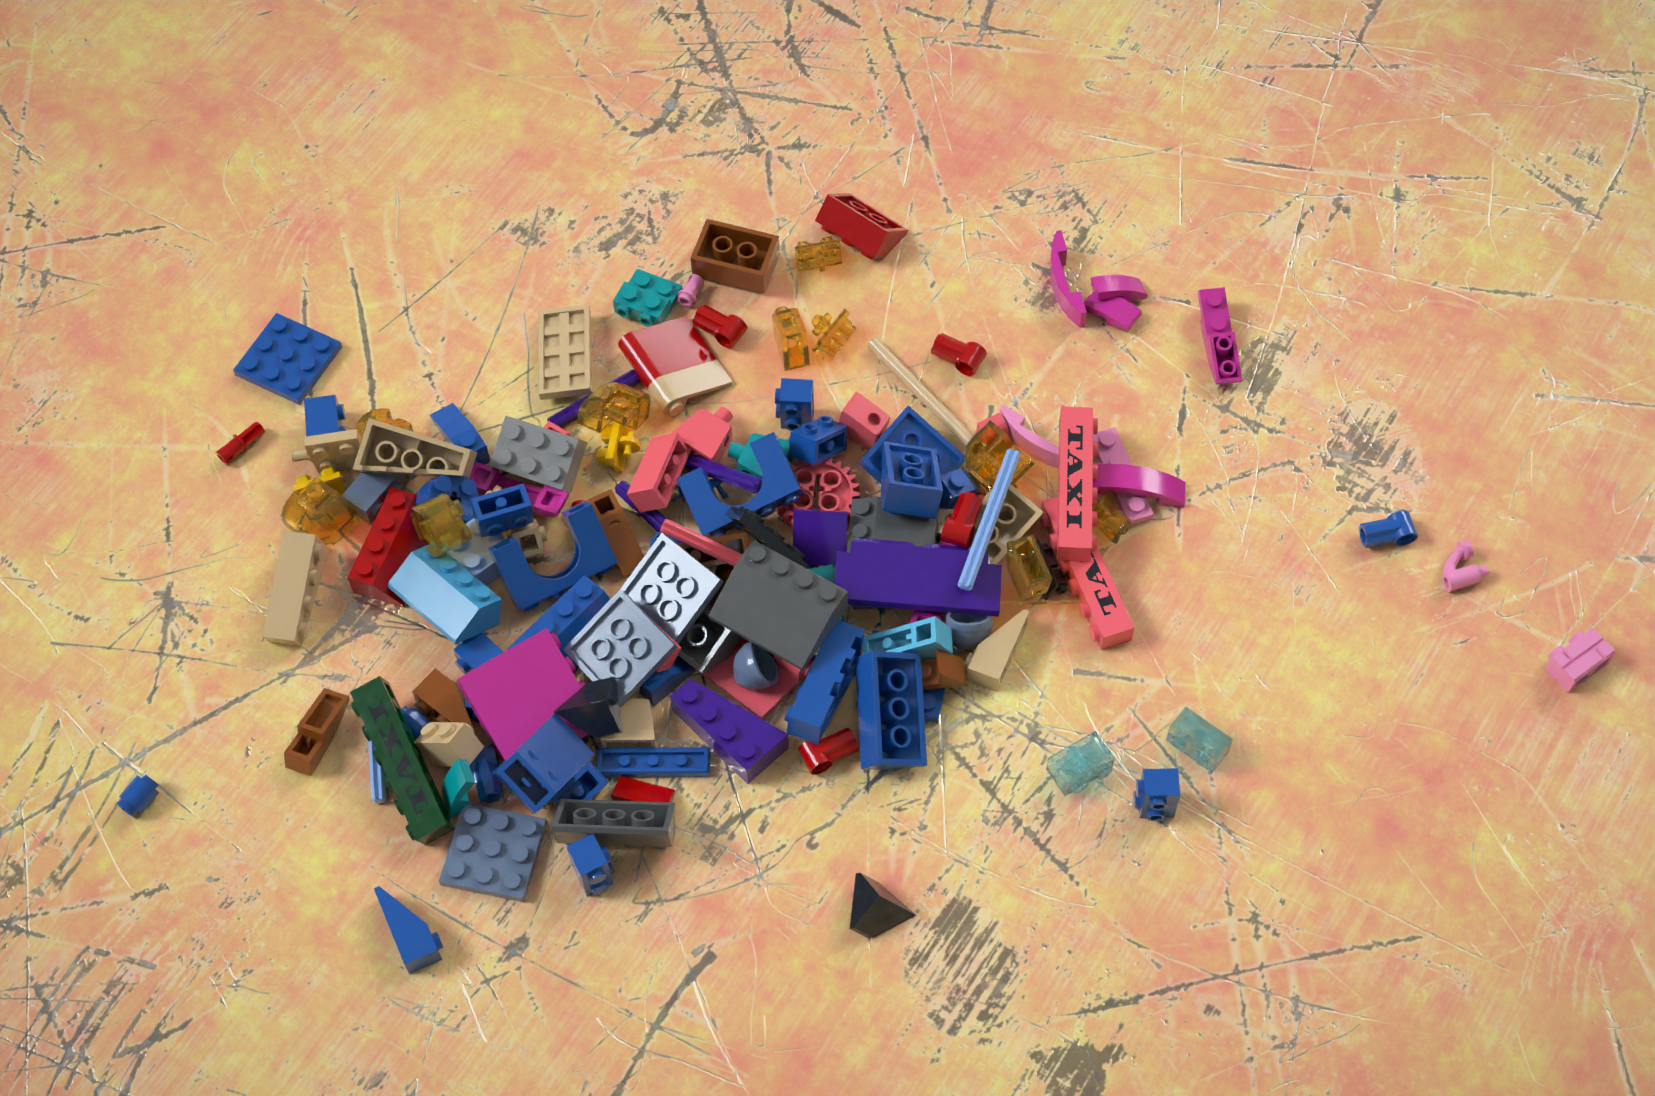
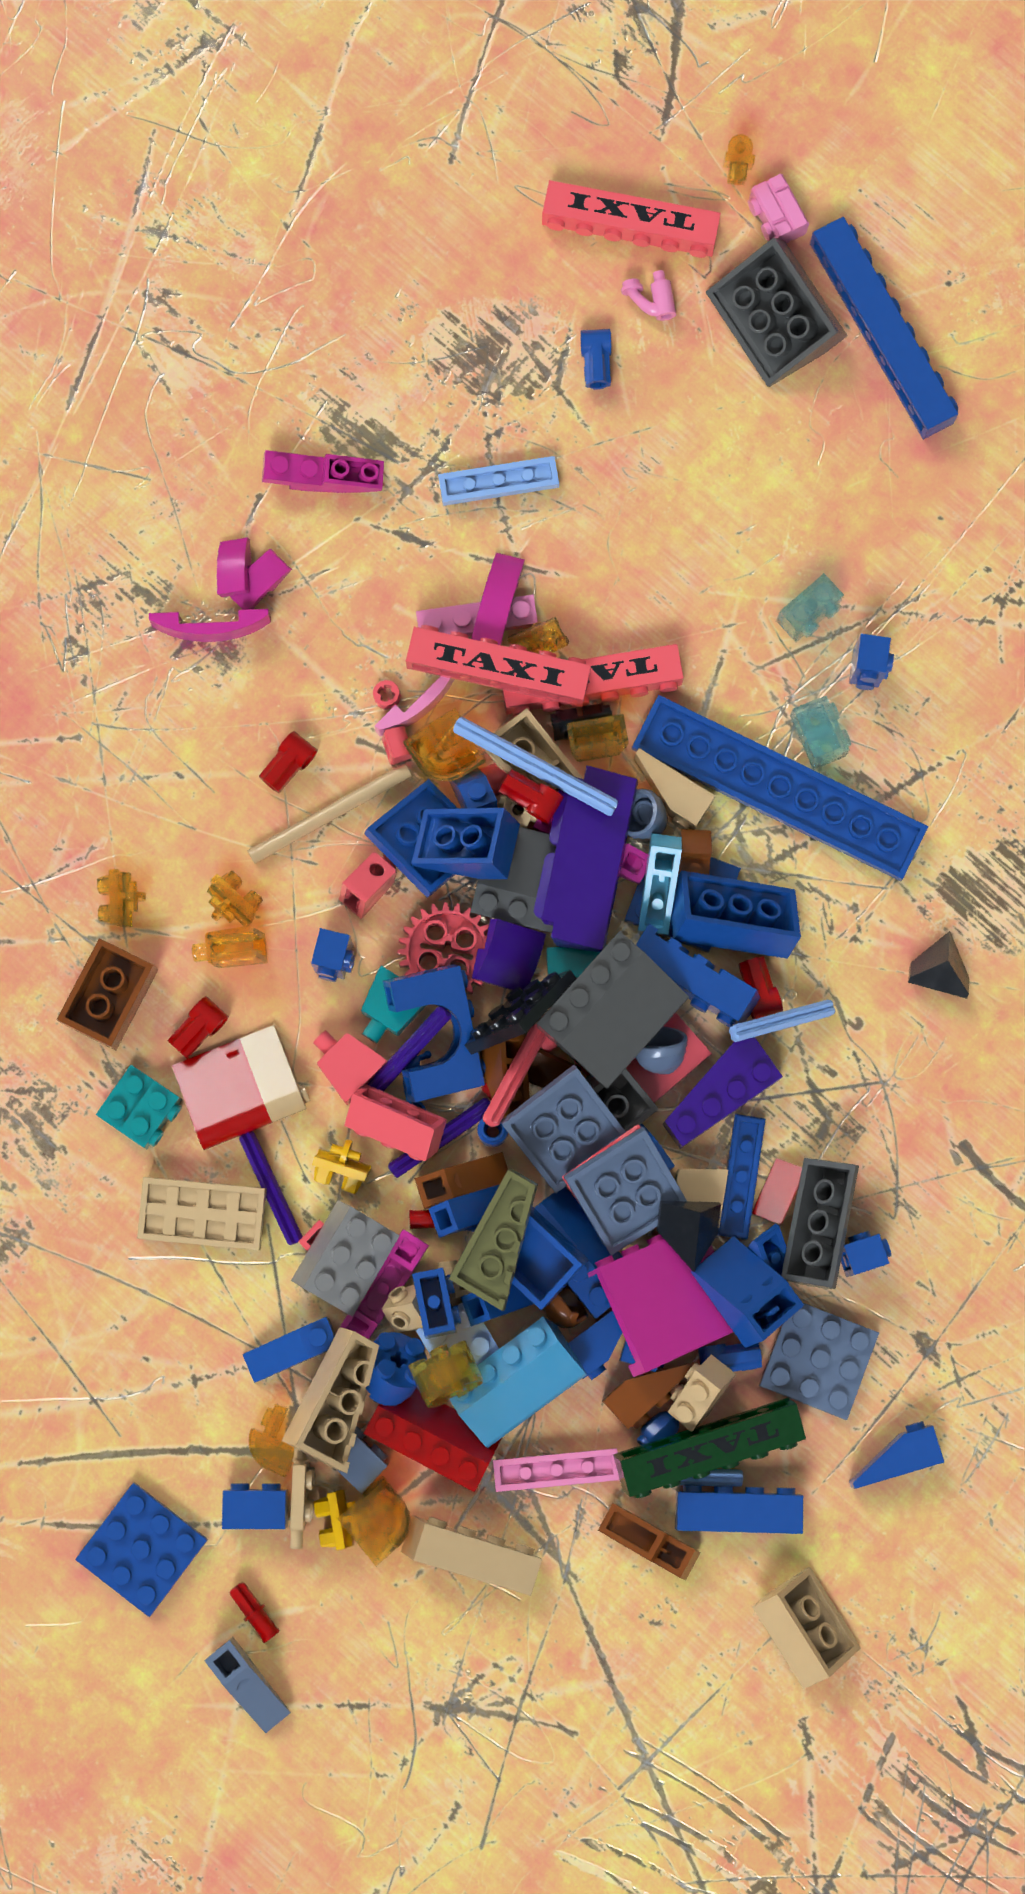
camera: 85 degrees left, 20 degrees up
(138, 795) = (697, 1747): blue brick -> none
(181, 441) = (247, 1685): none -> sand blue slope
(247, 872) = (806, 1628): none -> tan slope
(348, 800) = (739, 1511): none -> blue brick
(373, 640) = (555, 1470): none -> bright pink plate
(455, 787) = (752, 1387): teal slope -> none
(514, 624) = (566, 1309): none -> dark orange hair
(554, 577) = (545, 1261): none -> blue piece
(557, 538) = (495, 1246): none -> olive wing
(614, 403) = (297, 1162): clear yellow brick -> none
(688, 295) = (139, 1055): bright pink pin -> none
(799, 765) = (781, 1020): none -> light blue axle
(818, 440) = (385, 938): blue brick -> none
(860, 225) = (86, 841): red slope -> none
(1020, 744) = (780, 788): none -> blue plate
(1042, 421) = (394, 690): none -> coral bush
(1250, 472) = (498, 480): none -> light blue plate
(1481, 673) = (776, 312): none -> dark grey slope
(1493, 768) = (884, 328): none -> blue brick
(1529, 539) = (630, 219): none -> coral brick
(1610, 615) = (739, 159): none -> clear yellow hips

